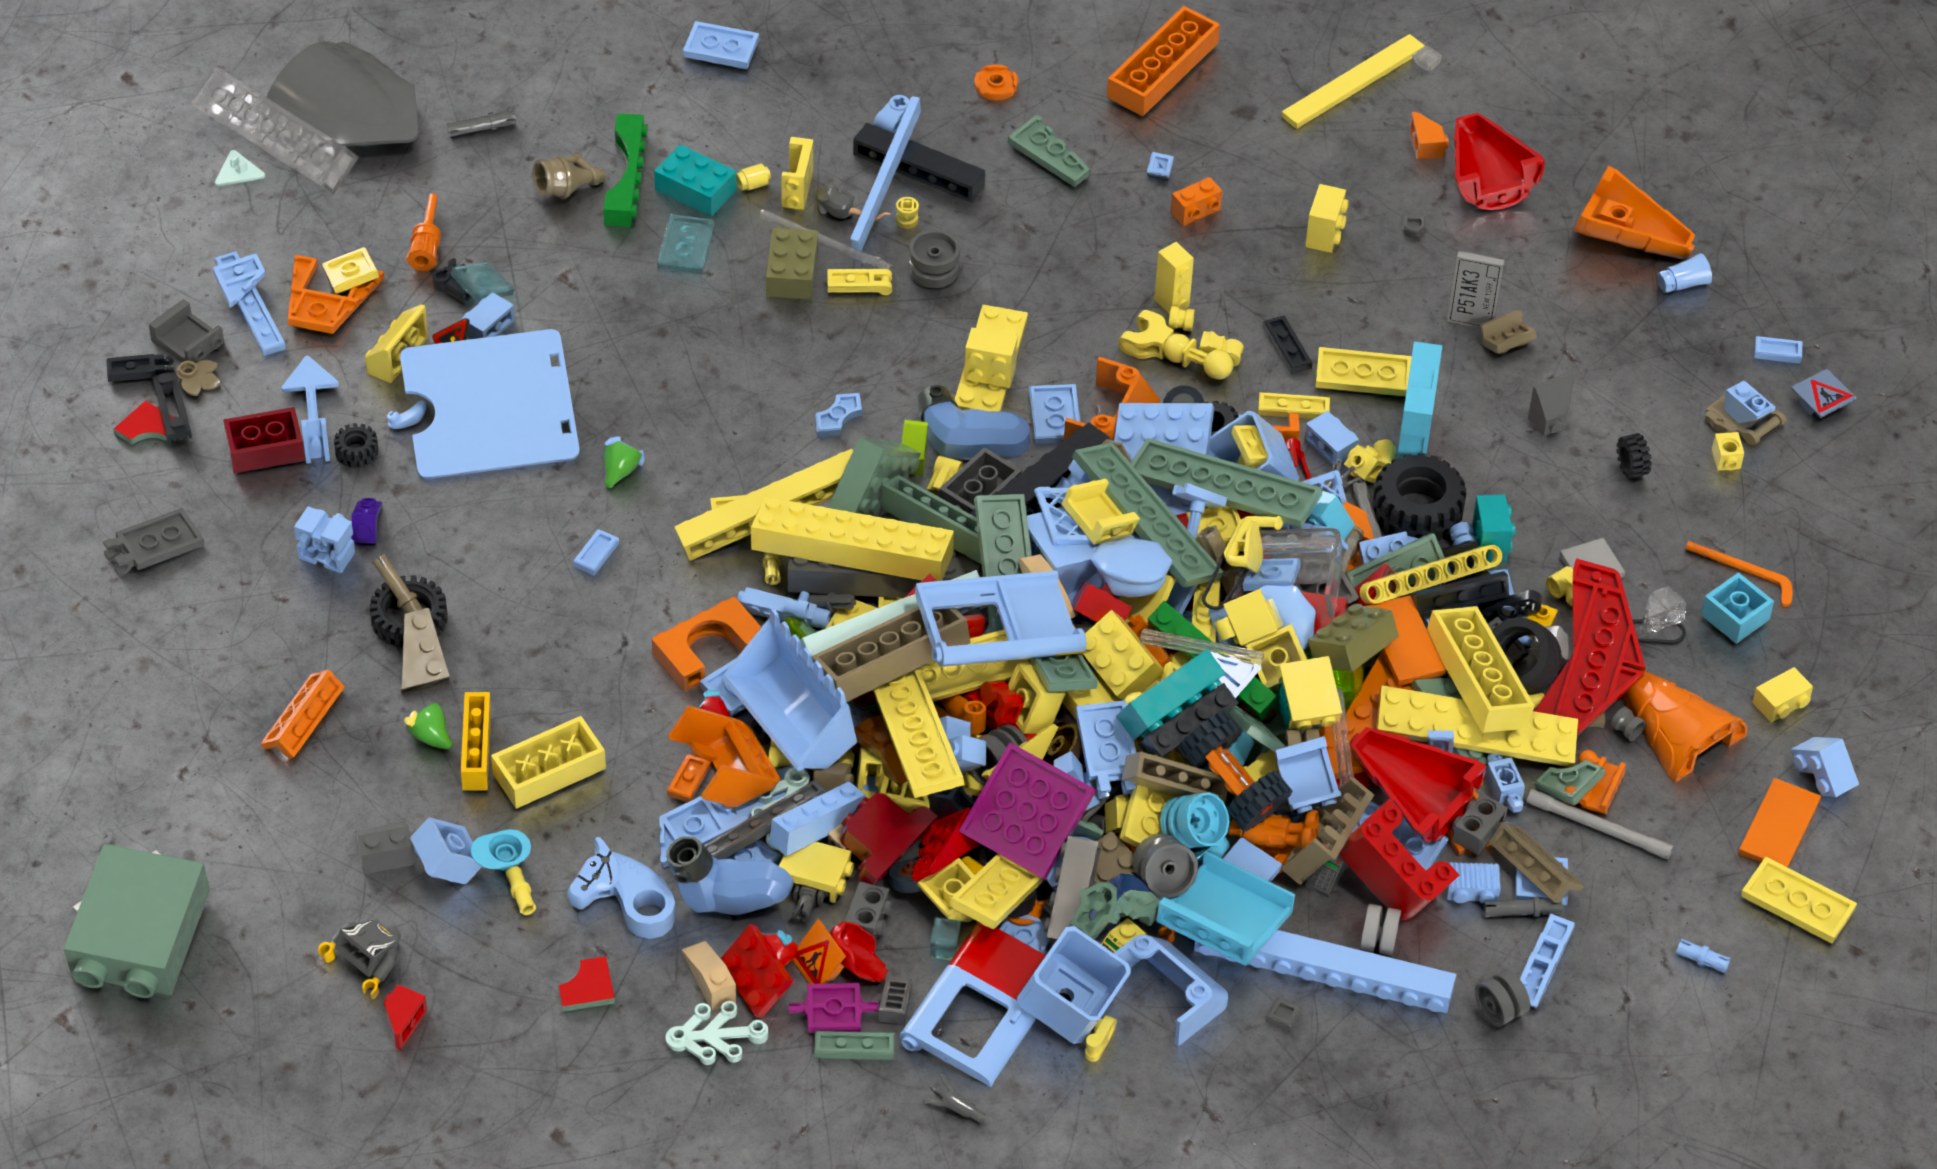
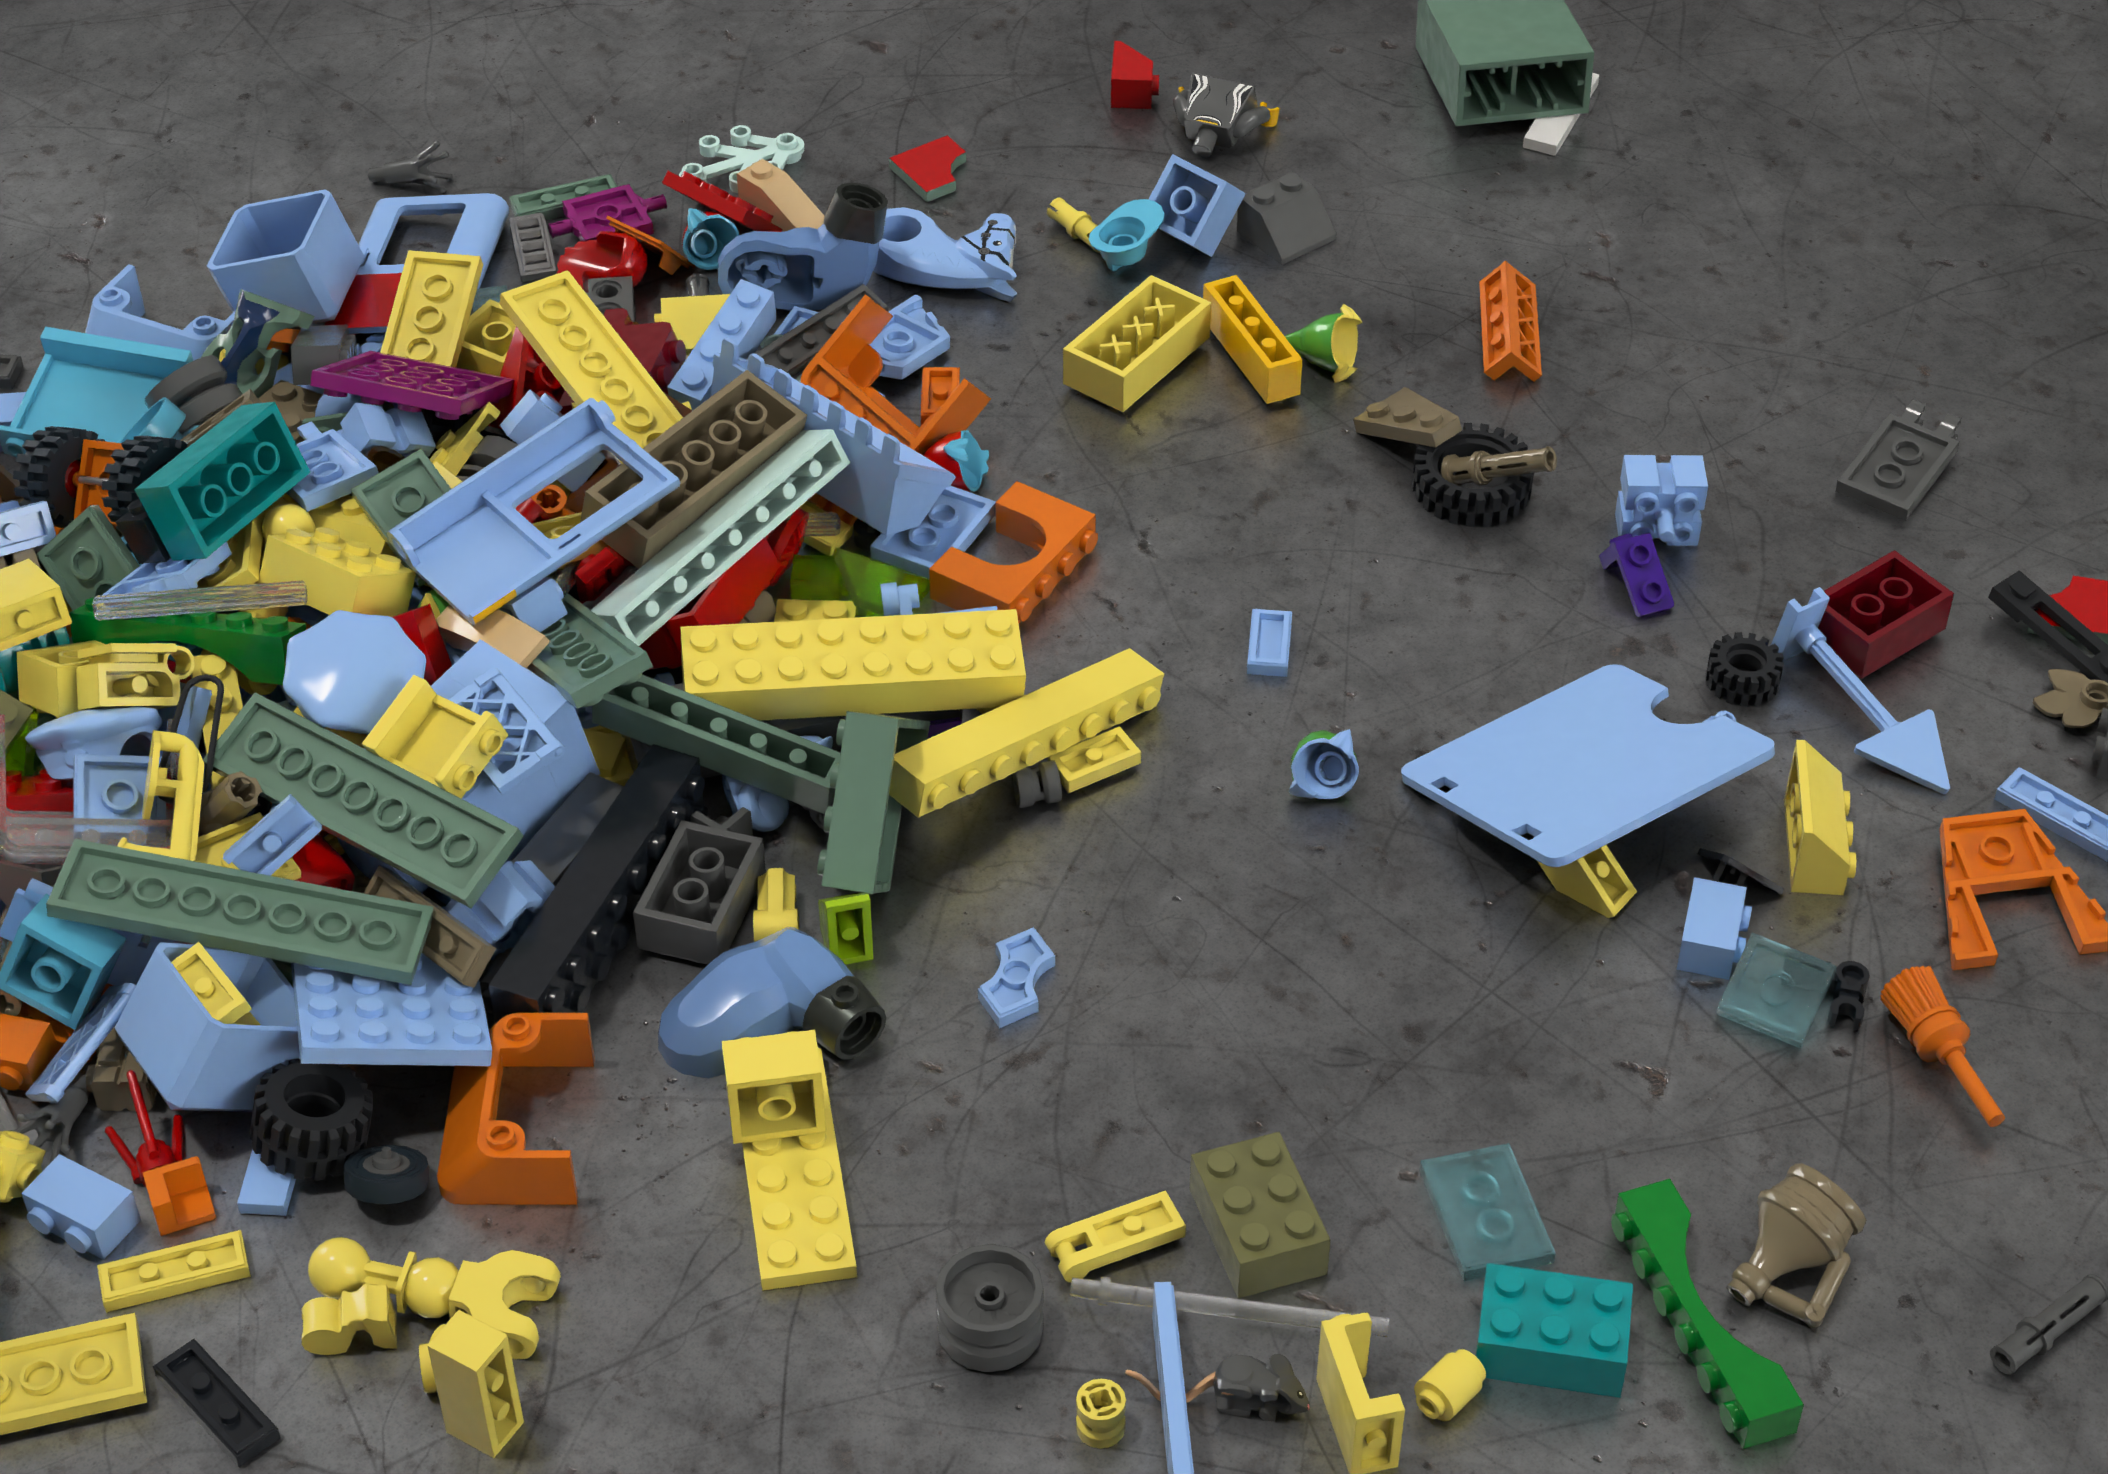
camera: 160 degrees right, 5 degrees down
(350, 270) = (2008, 935): light yellow tile -> none
(1049, 410) = (630, 1105): light blue tile -> none

